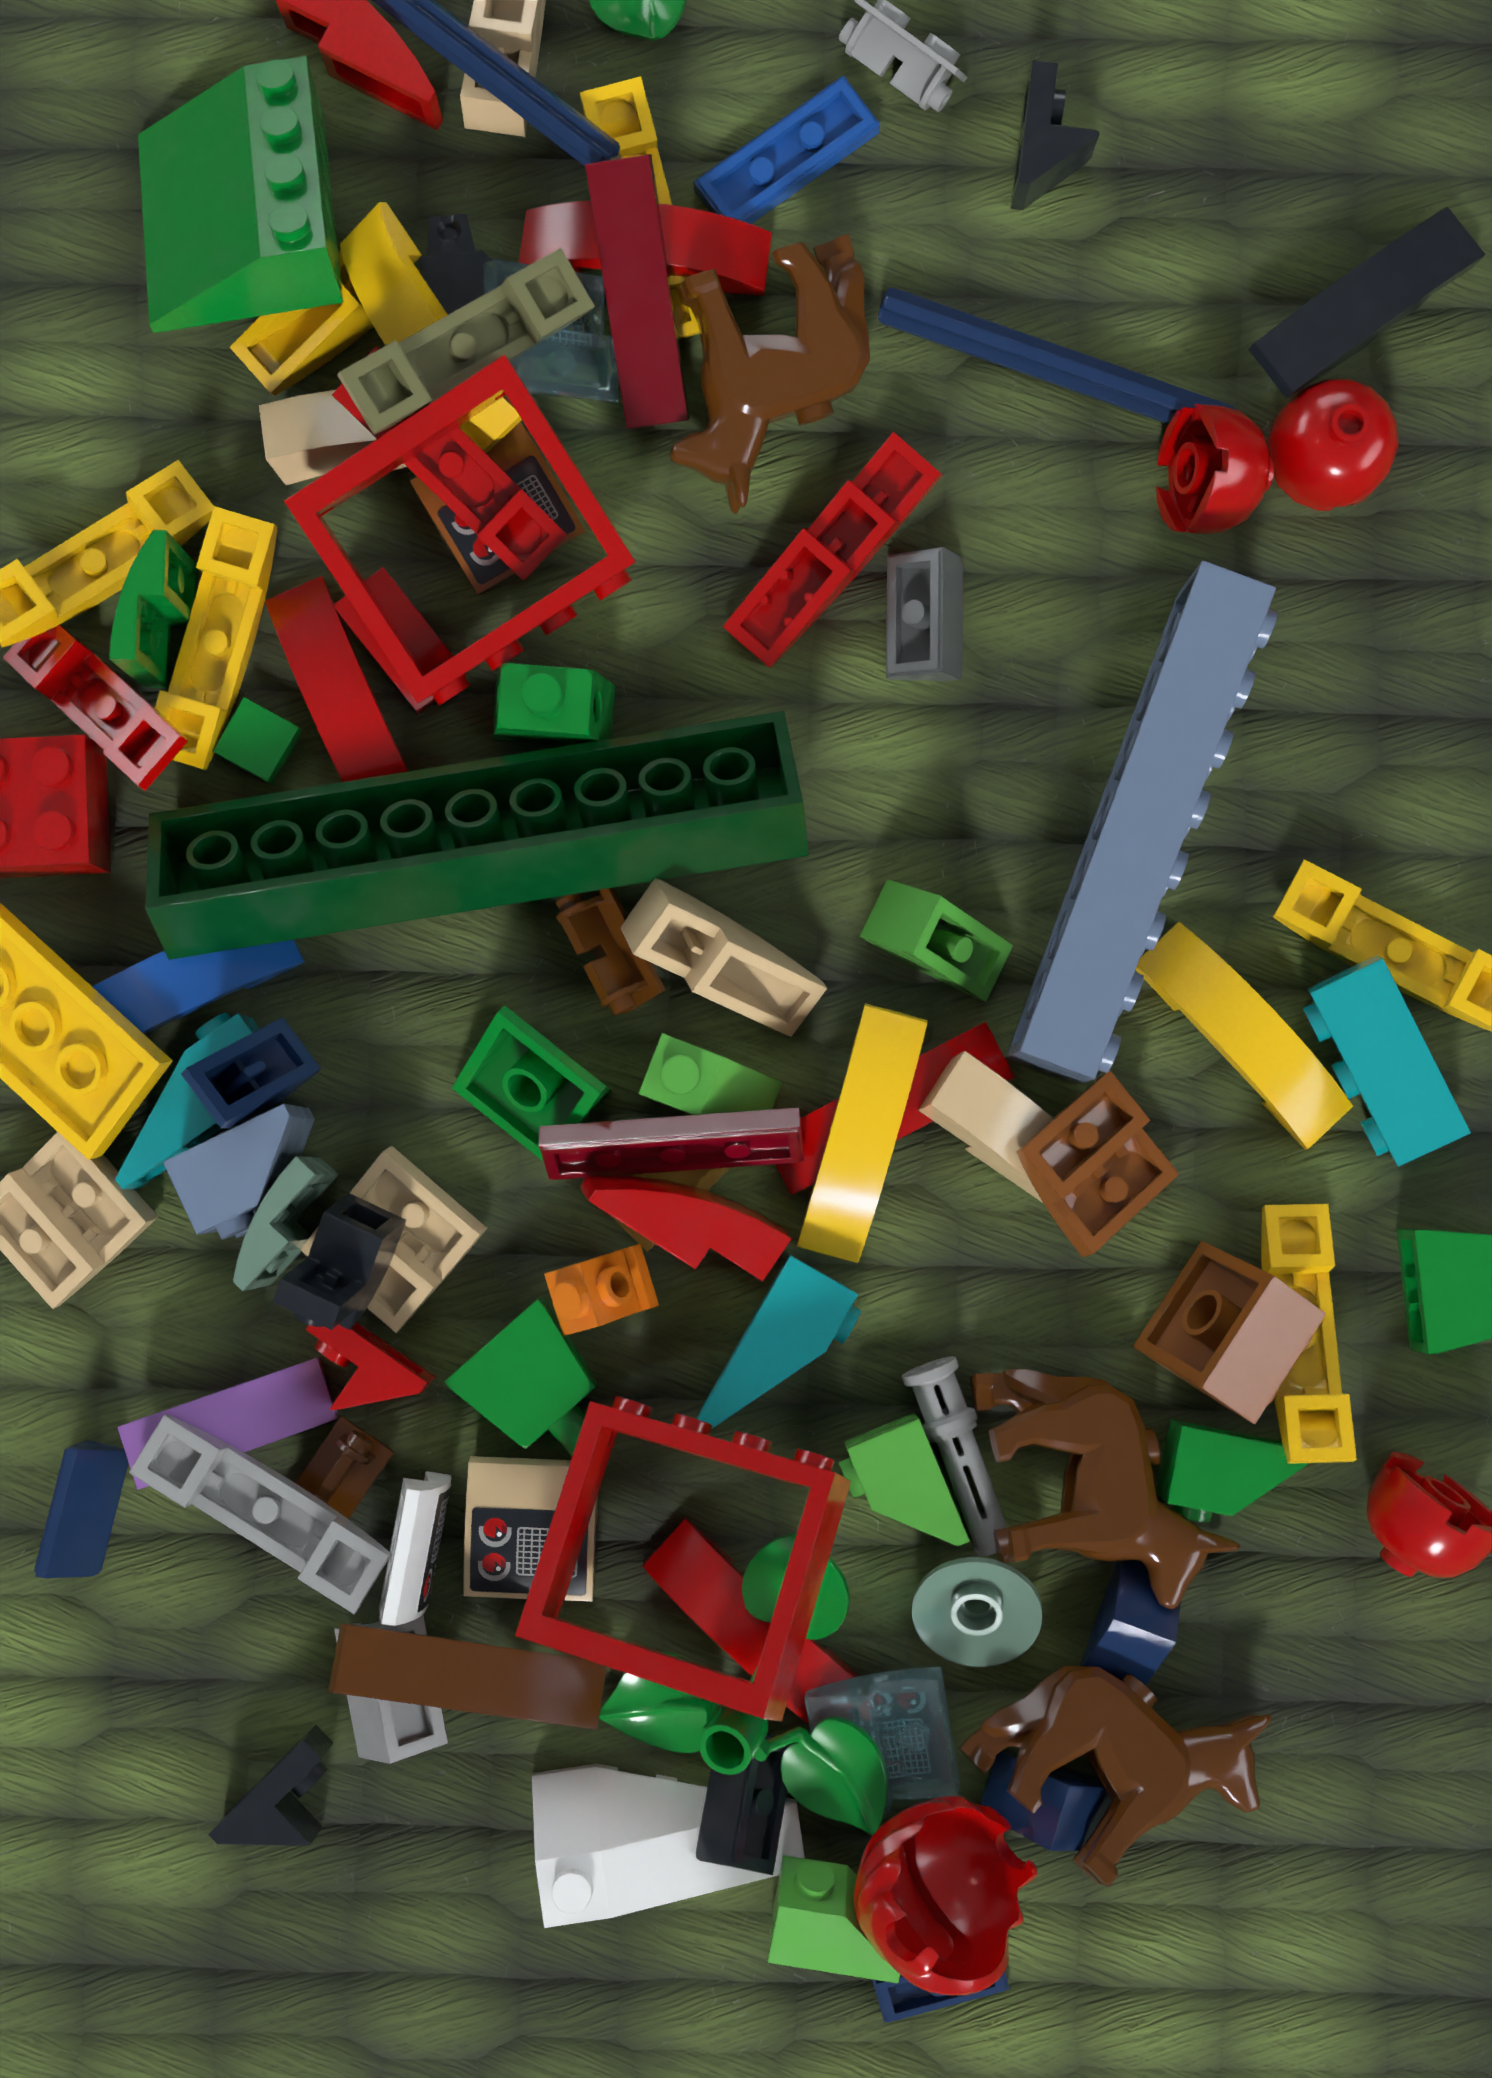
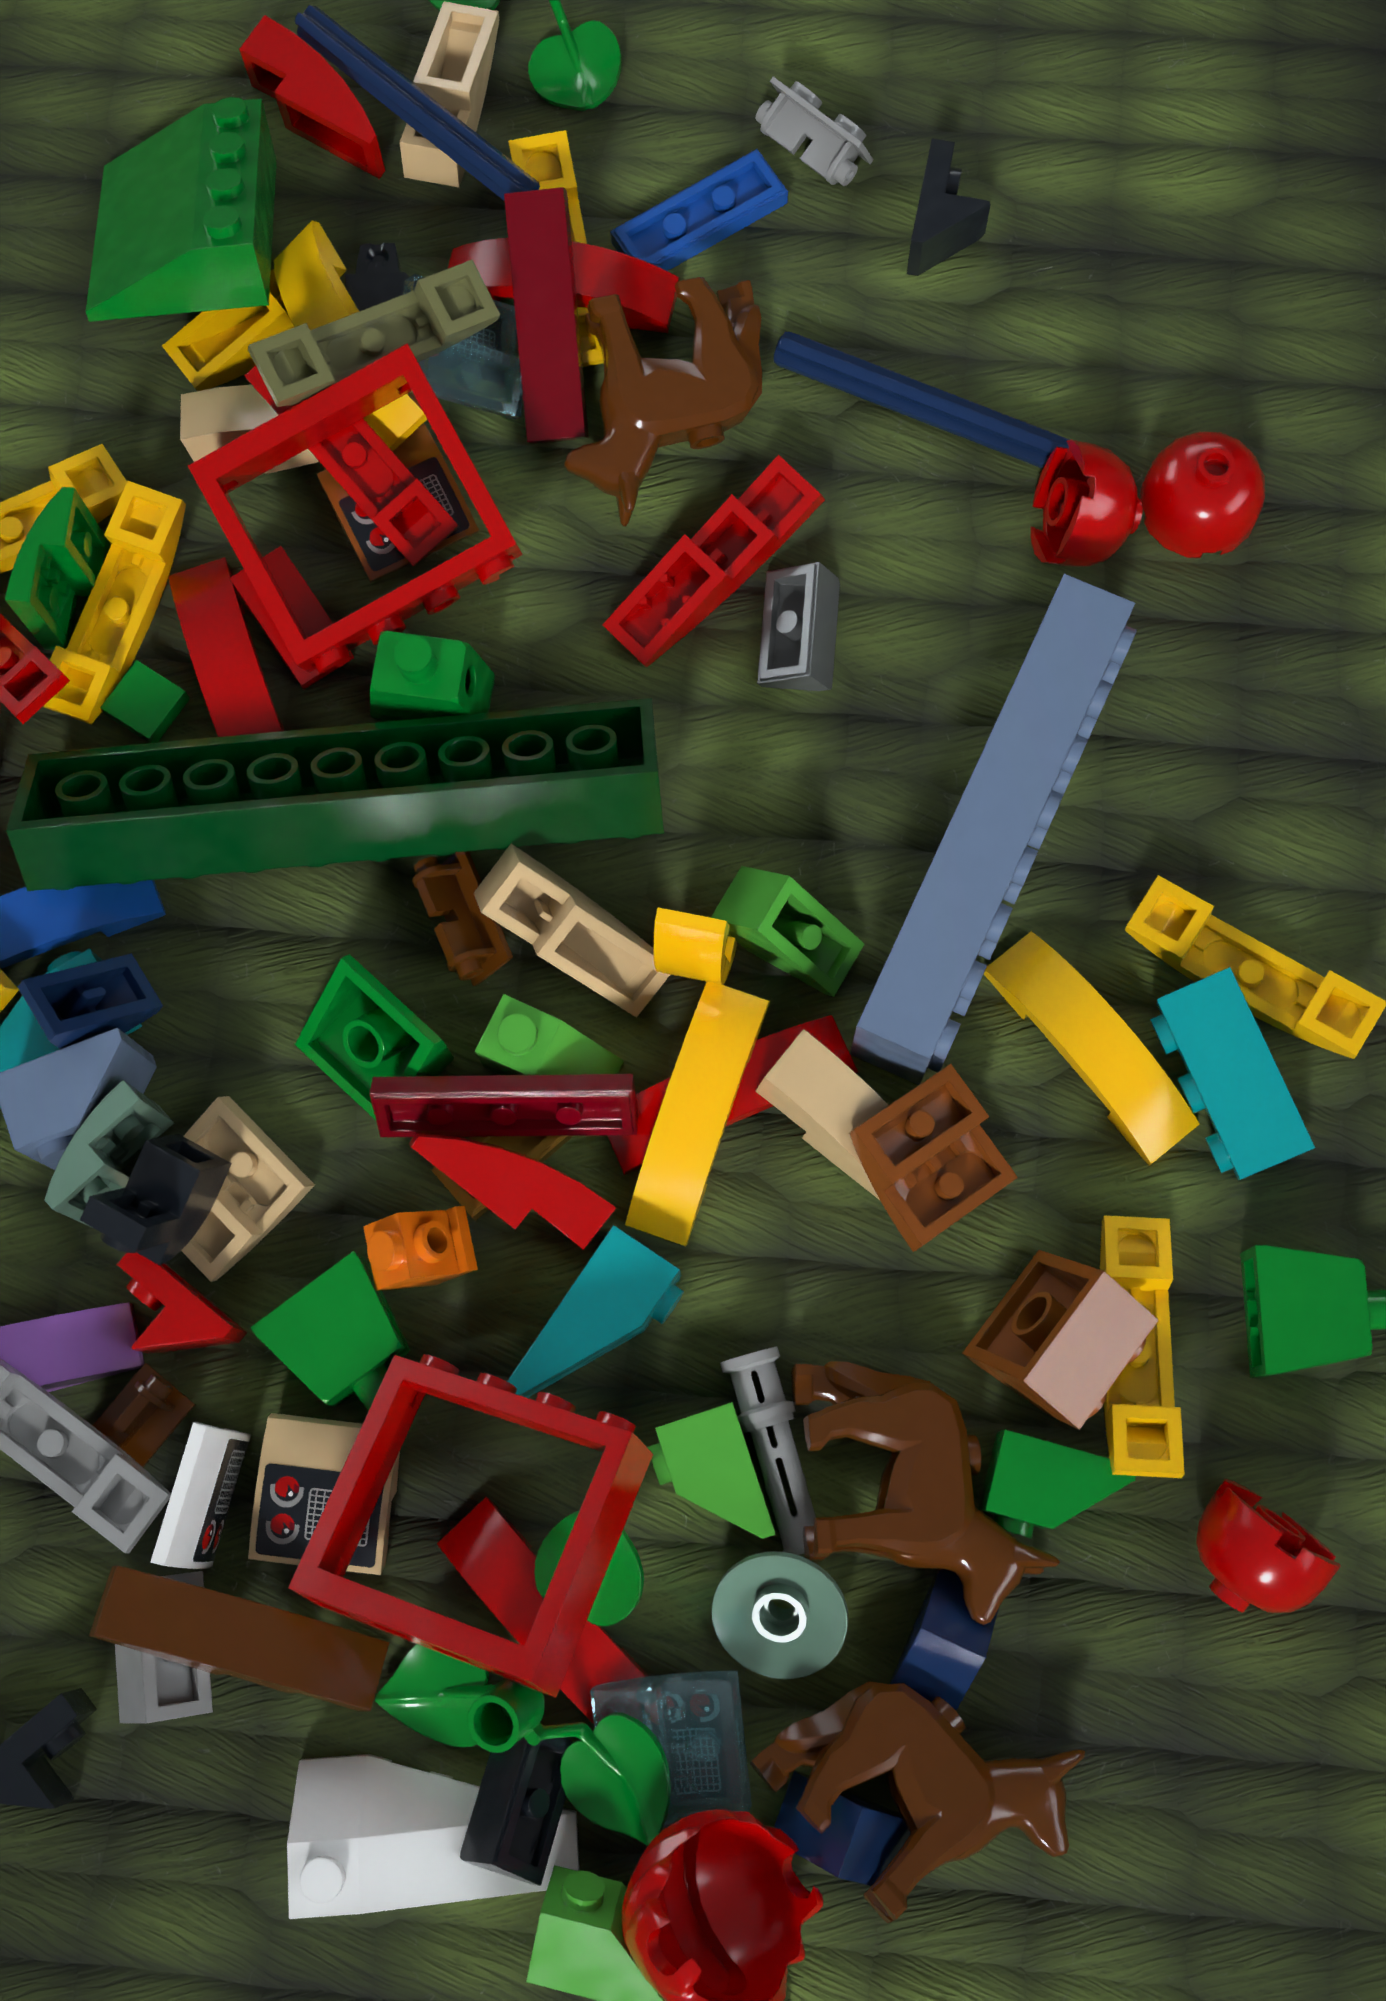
camera: 10 degrees right, 10 degrees down
(855, 981) = (693, 946): none -> yellow slope
(1366, 302) = (1238, 367): black slope -> none

